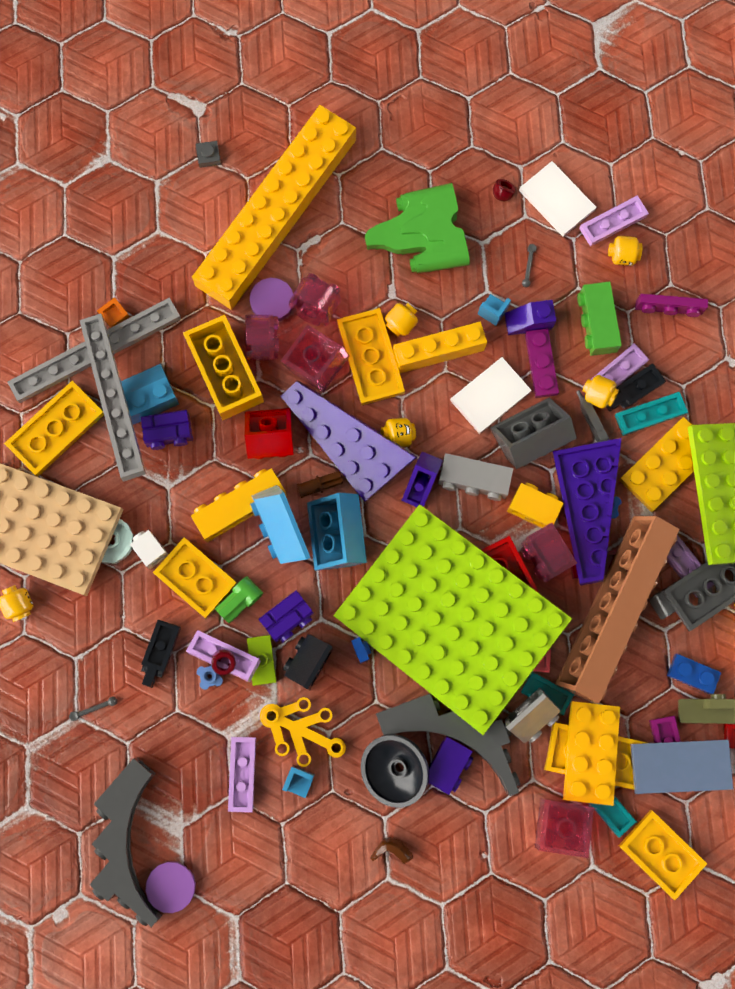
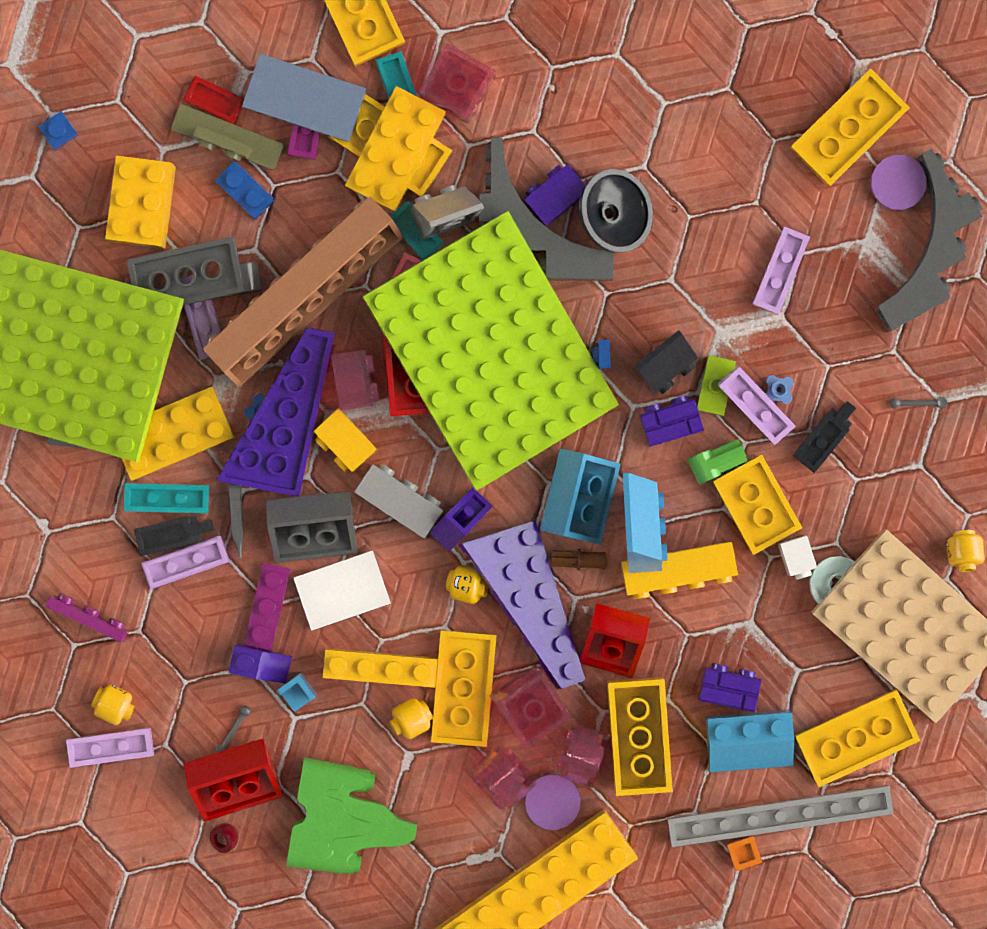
camera: 155 degrees left, 10 degrees up
(112, 398) = (779, 743): light grey plate -> none
(223, 653) = (755, 405): dark red piece -> none
(226, 919) = (849, 127): none -> yellow plate
(298, 729) = (702, 294): yellow plant -> none
(298, 781) = (722, 239): dark azure panel -> none
(395, 847) = (645, 132): reddish brown hair -> none
(516, 229) = (232, 780): none -> red slope
(557, 198) = (164, 801): white tile -> none
(599, 318) = (179, 633): bright green brick -> none
(600, 391) = (218, 542): yellow head -> none

